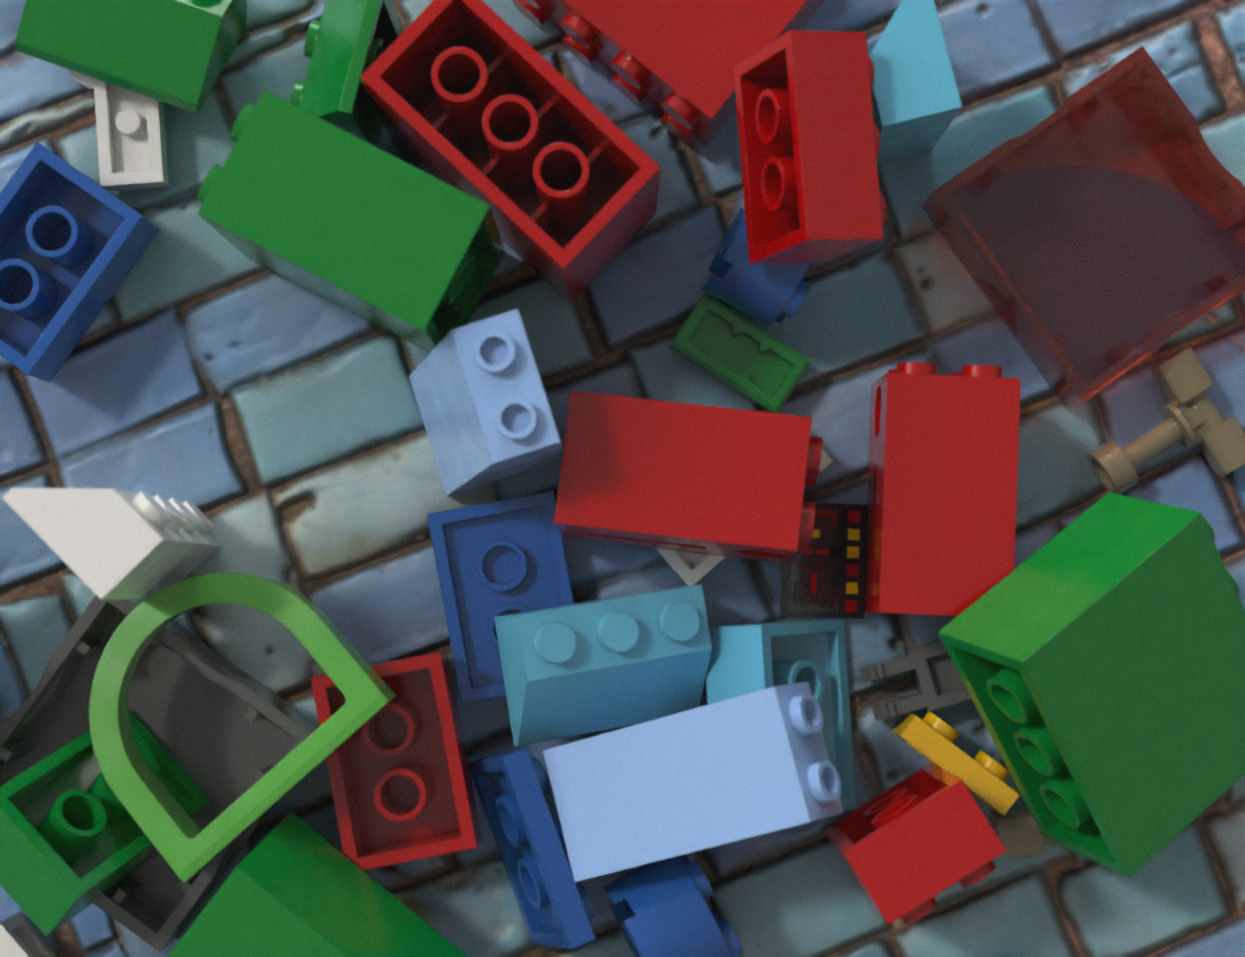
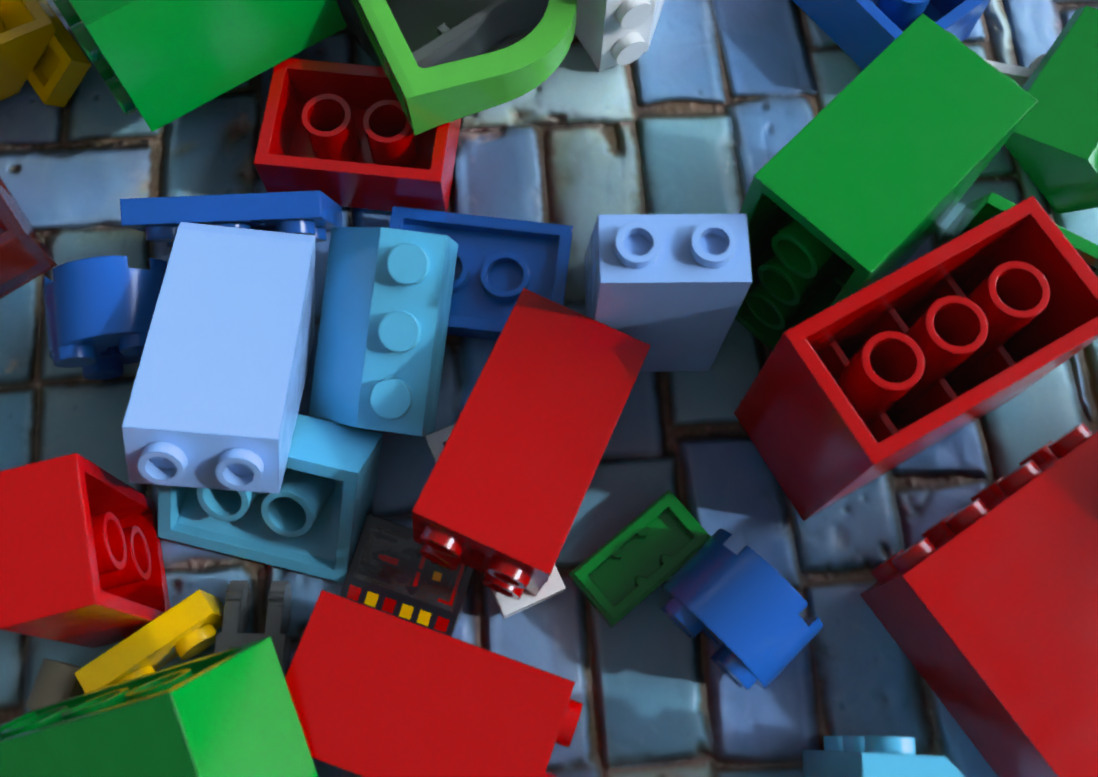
camera: 105 degrees right, 15 degrees down
(809, 148) = (860, 664): red brick -> none

